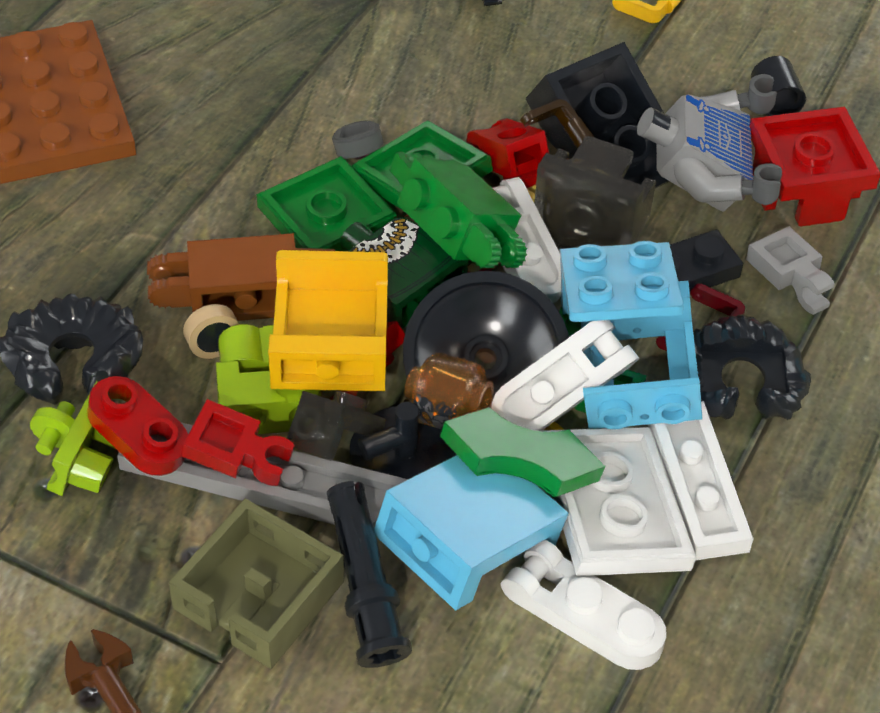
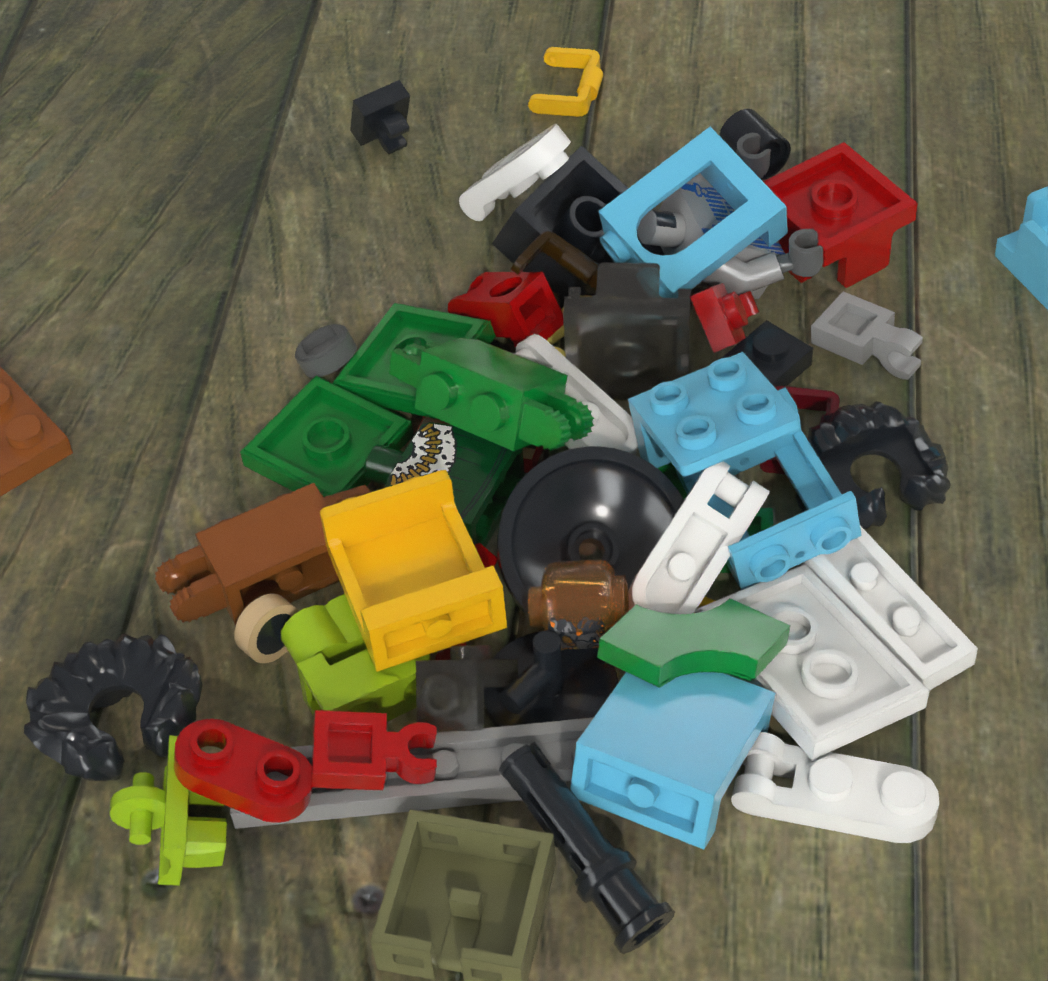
camera: 15 degrees left, 0 degrees up
(566, 49) = (516, 172): none -> white plate
(677, 211) = (723, 315): none -> red plate
(735, 139) = (755, 215): none -> medium azure panel

